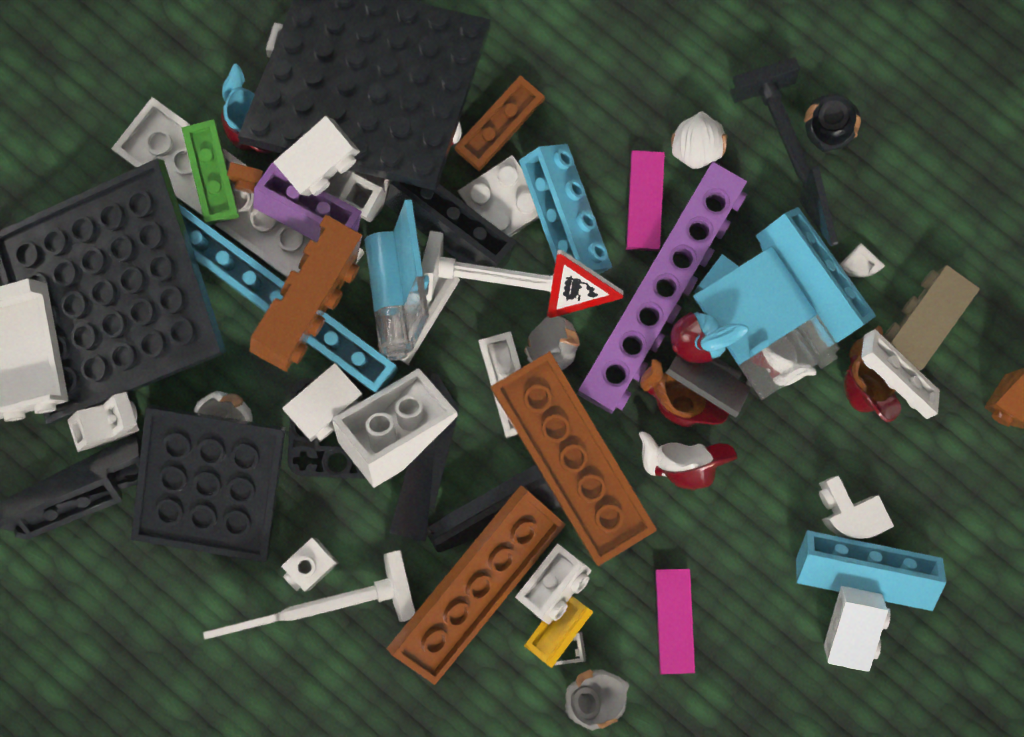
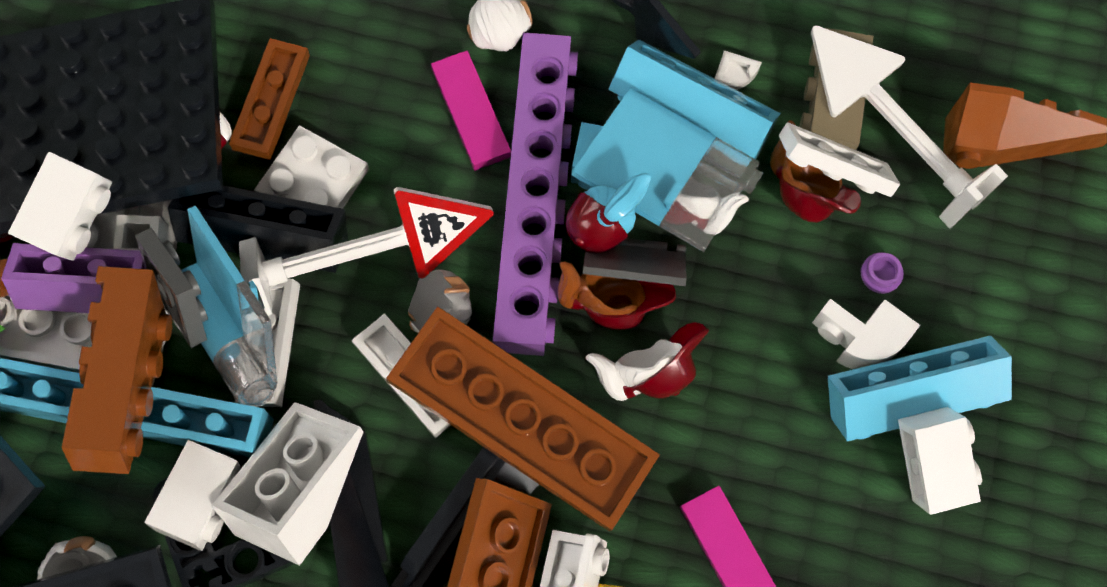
camera: 25 degrees left, 10 degrees down
(372, 255) = (176, 287): none -> dark grey plate
(564, 206) = (379, 147): medium azure brick -> none
(890, 471) = (882, 272): none -> medium lavender plate
(948, 310) = (854, 71): none -> white piece

